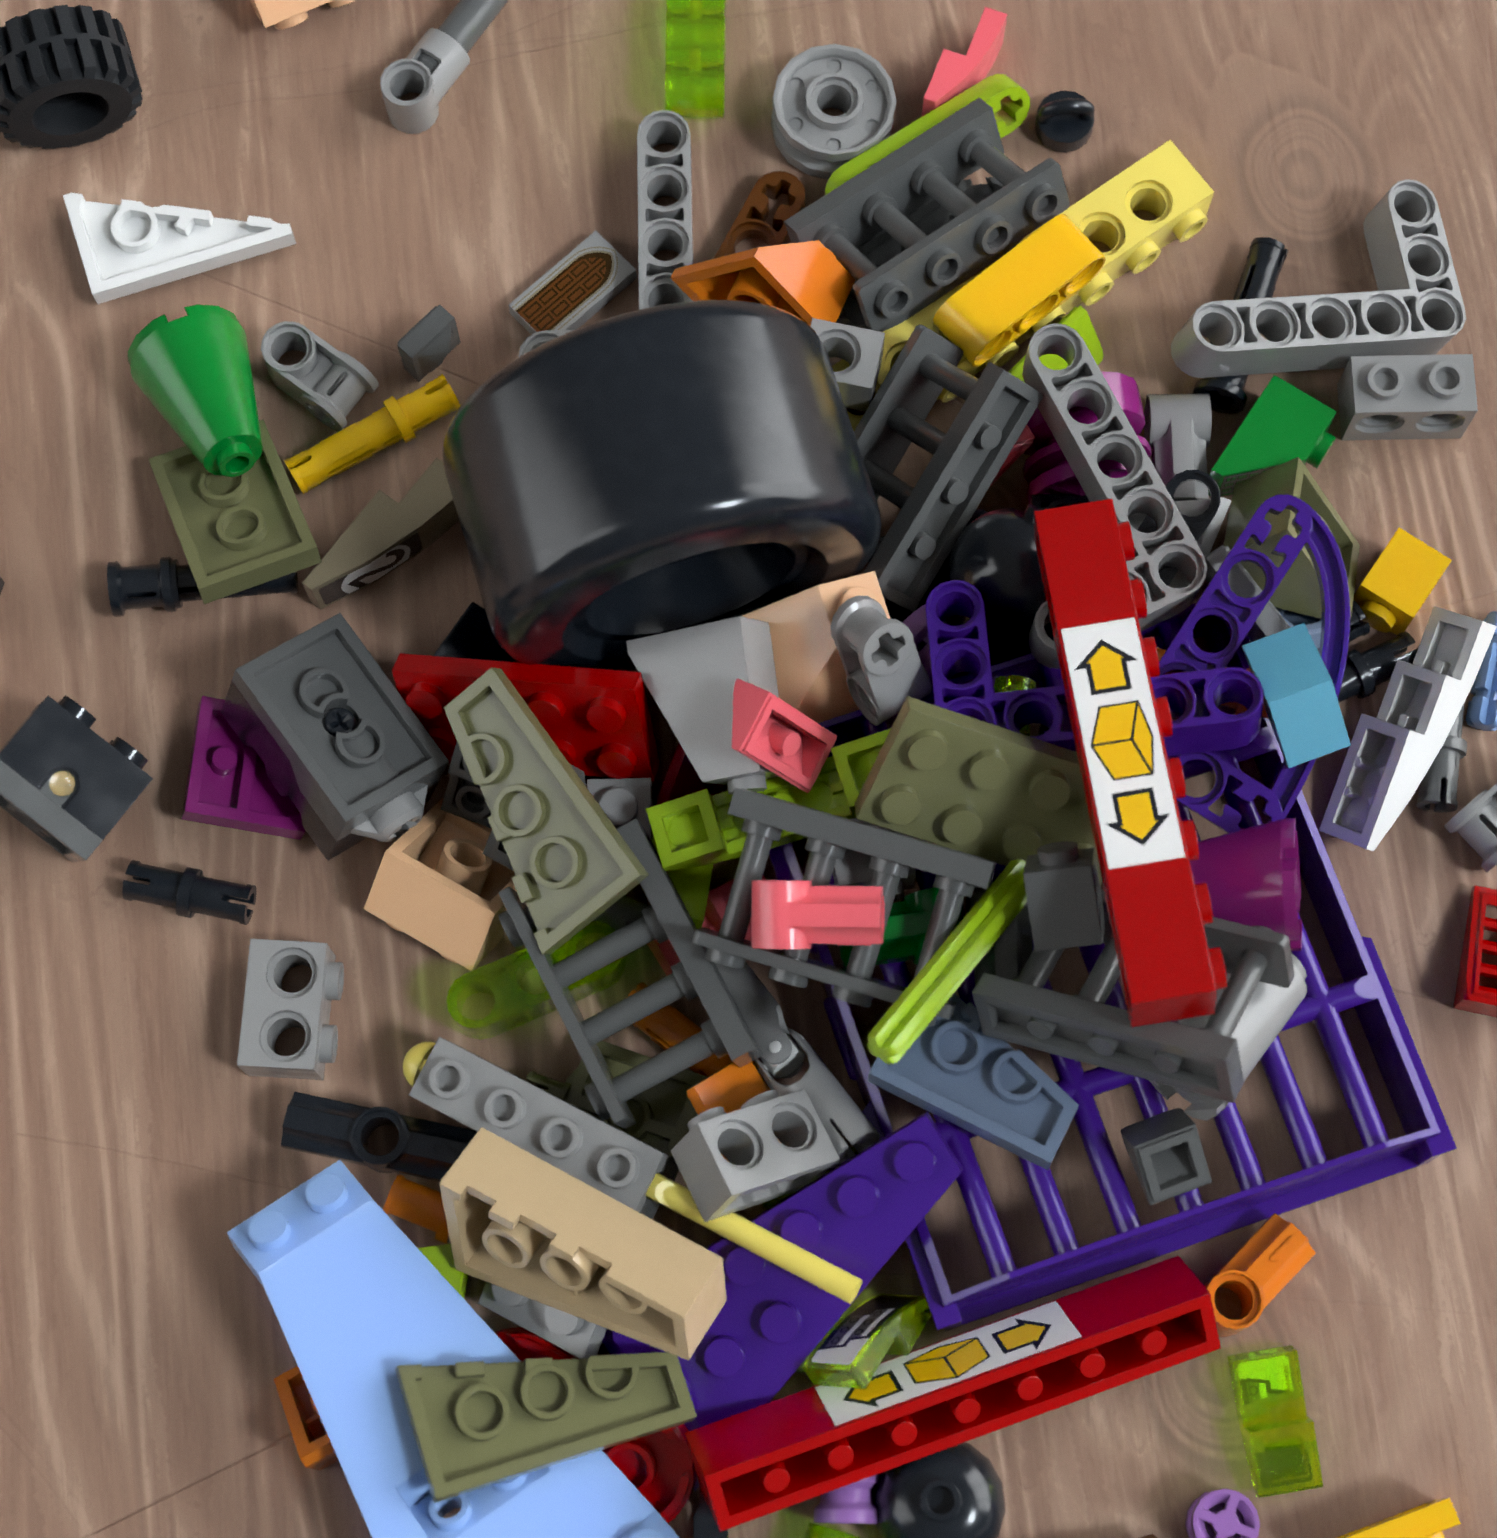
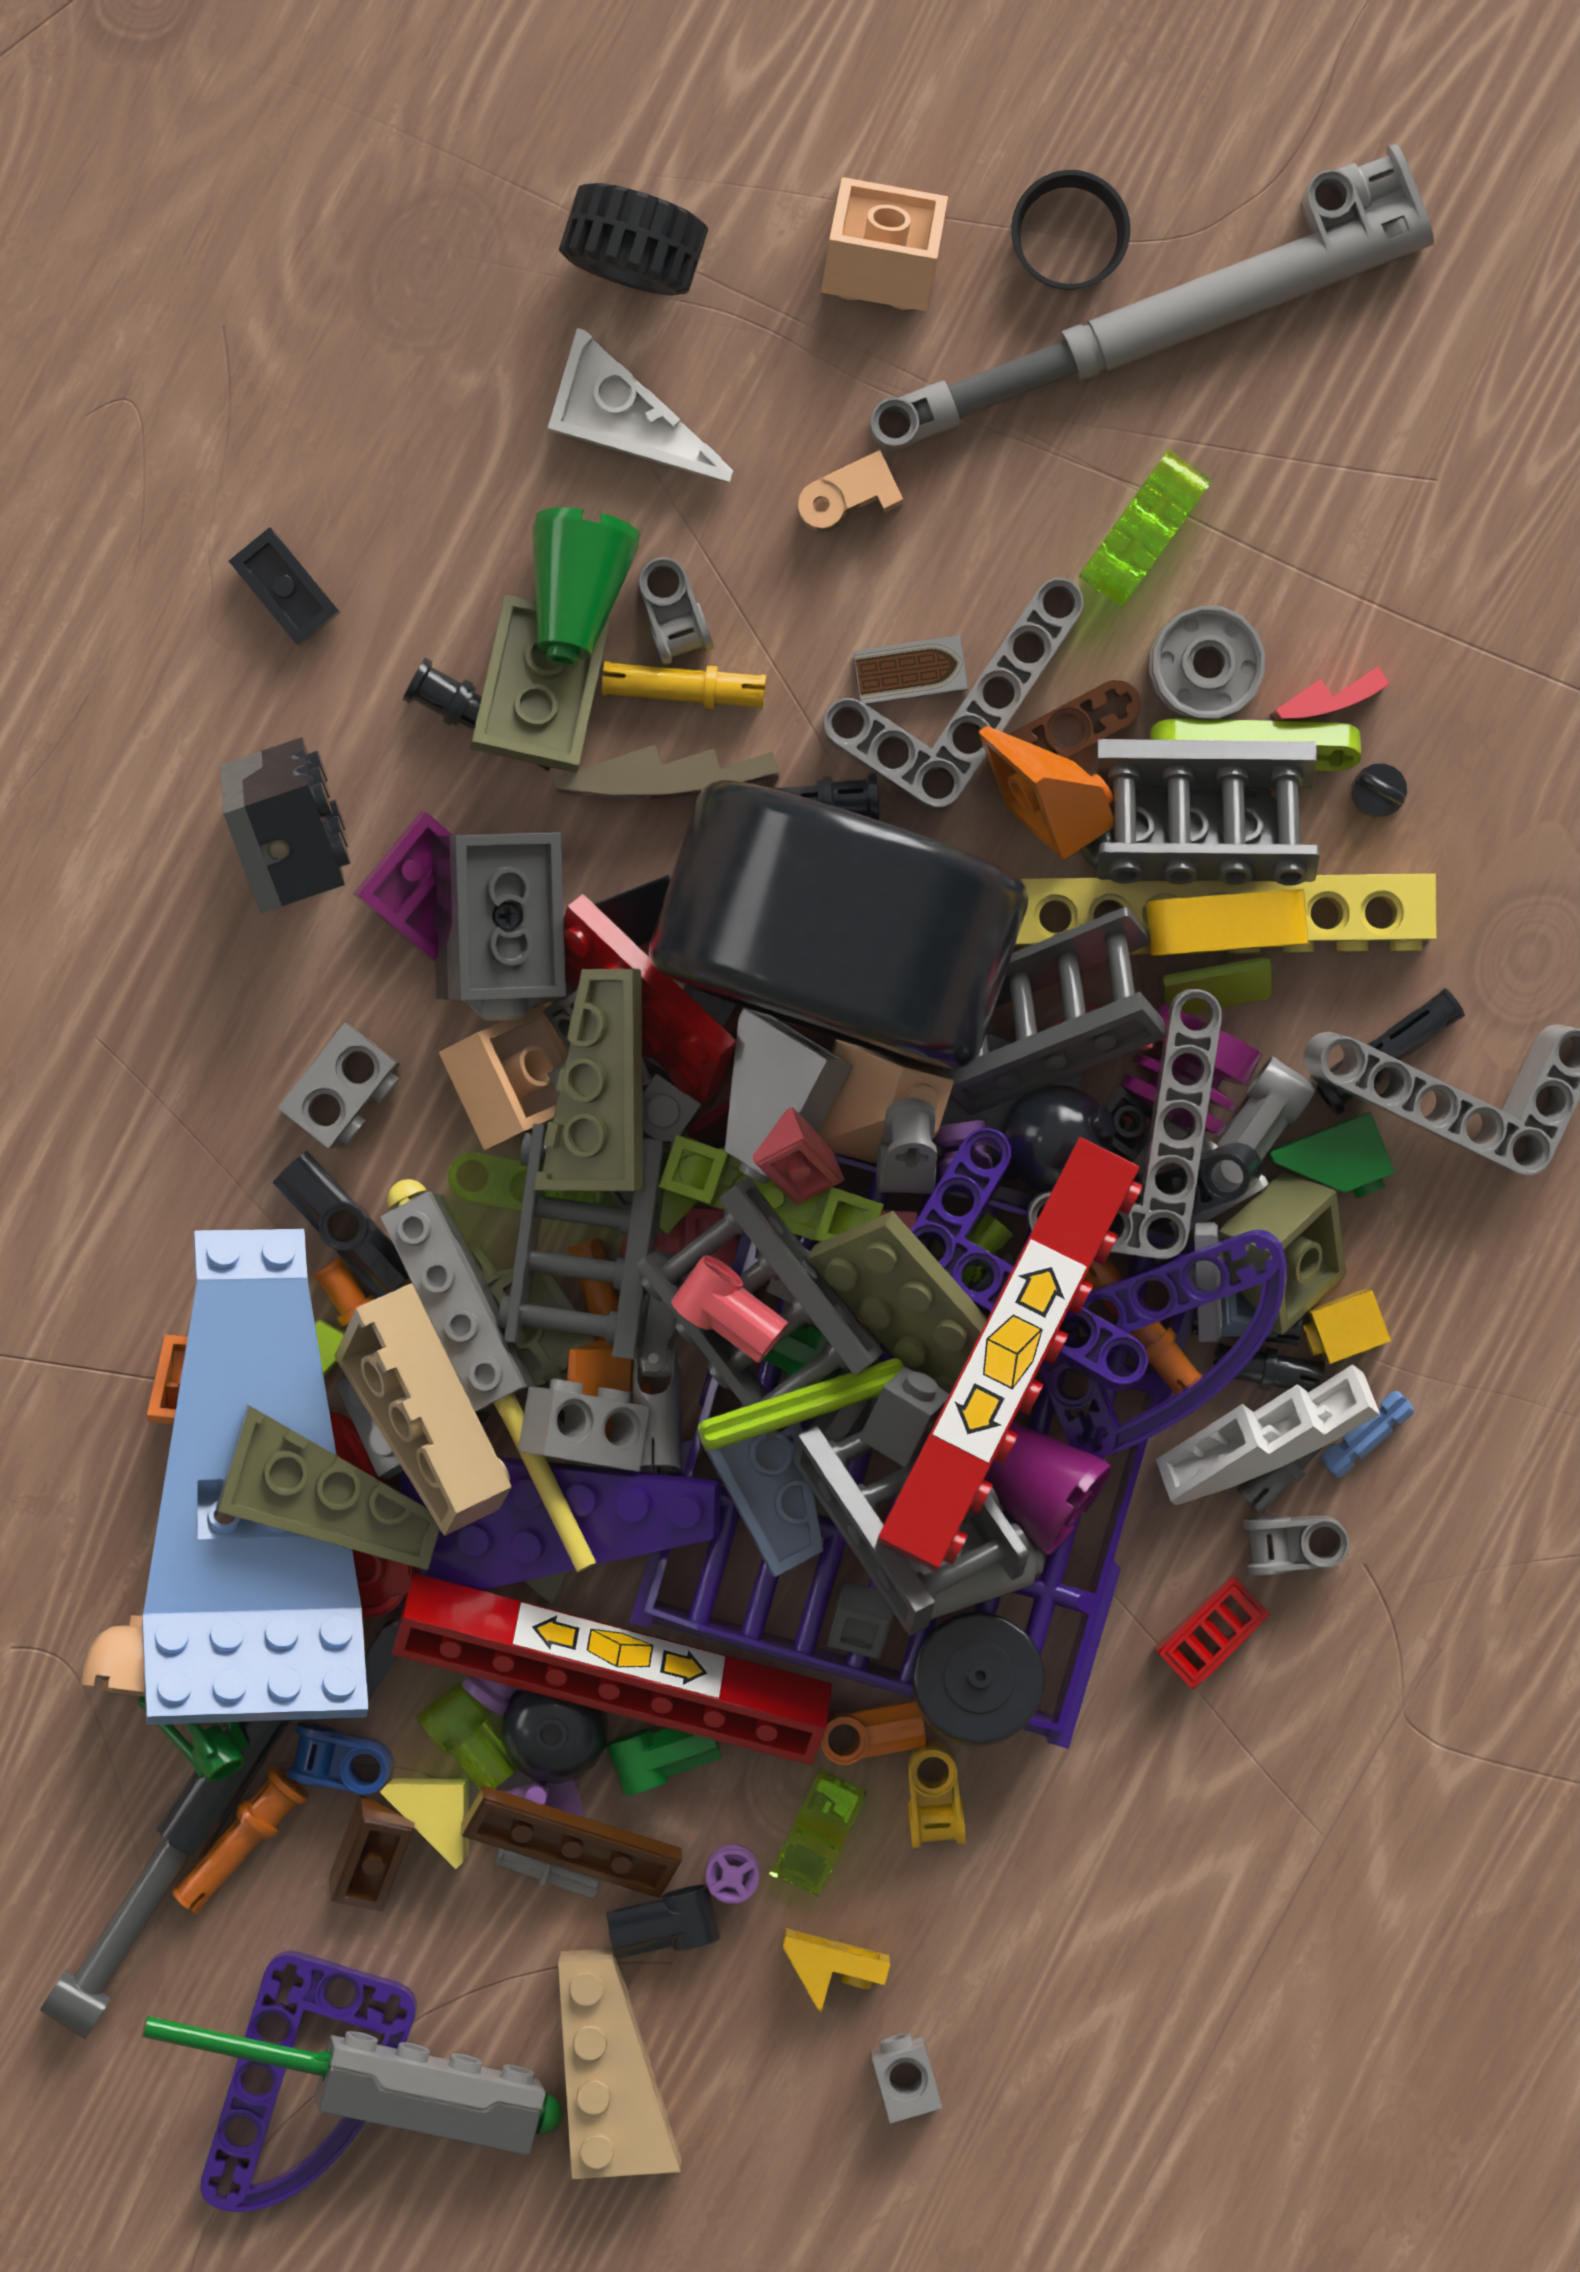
camera: 30 degrees right, 15 degrees up
(189, 892) = (325, 948): black pin -> none
(409, 175) = (846, 490): none -> light nougat leg
(428, 342) = (772, 644): dark grey tile -> none
(863, 352) = (1076, 894): light grey brick -> none
(864, 1336) = (566, 1596): clear neon green slope -> none
(1056, 1460) = (650, 1757): none -> green piece
(1297, 695) = (1175, 1380): medium azure slope -> none
(1324, 1127) = (977, 1679): none -> black wheel
(1364, 1302) = (934, 1805): none -> yellow piece
(1407, 397) = (1460, 1192): light grey brick -> none

